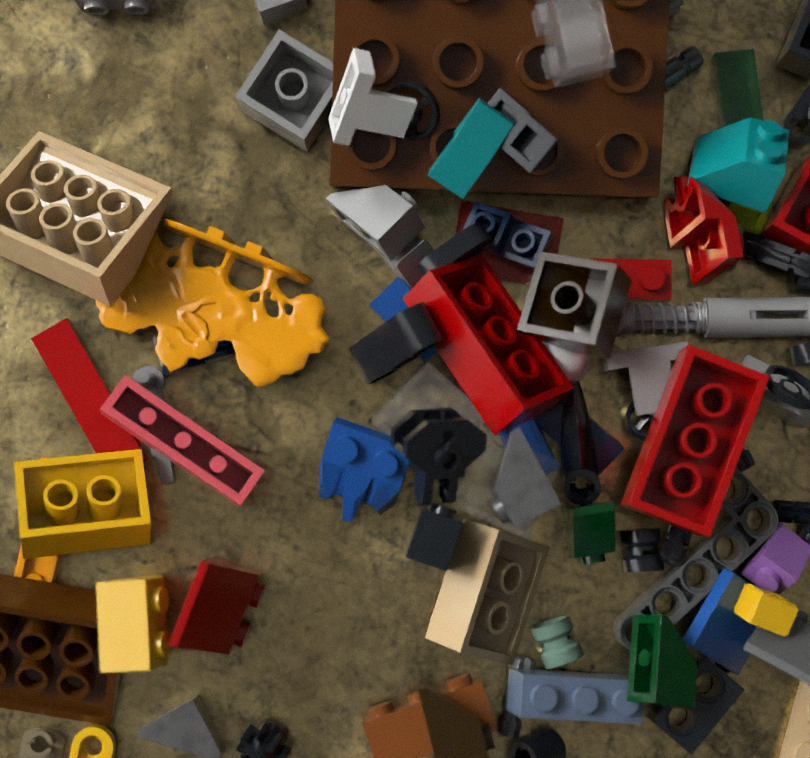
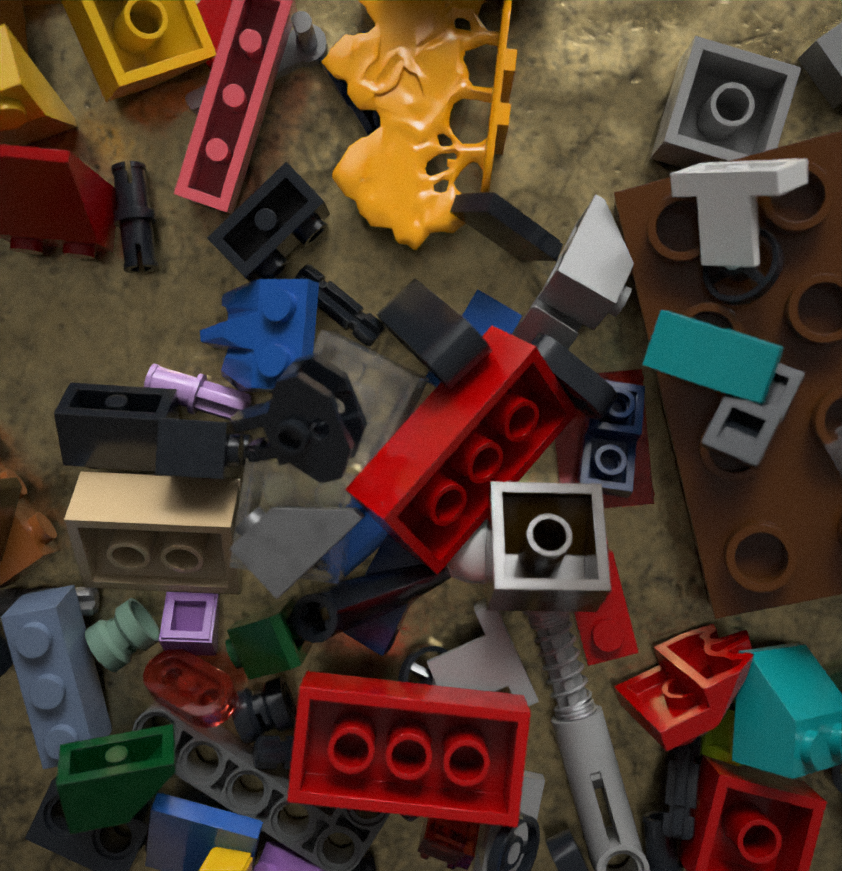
camera: 75 degrees right, 5 degrees up
(243, 546) = (134, 217): none -> black pin
(281, 443) = (271, 225): none -> black brick
(332, 269) = (506, 226): none -> black tile
(355, 408) = (343, 308): none -> black axle
(389, 535) = (198, 393): none -> lavender axle
(399, 599) = (112, 425): none -> black brick
(562, 590) = (190, 622): none -> medium lavender slope
(616, 593) = (195, 688): none -> clear red plate
(771, 436) = (449, 841): none -> clear red tile

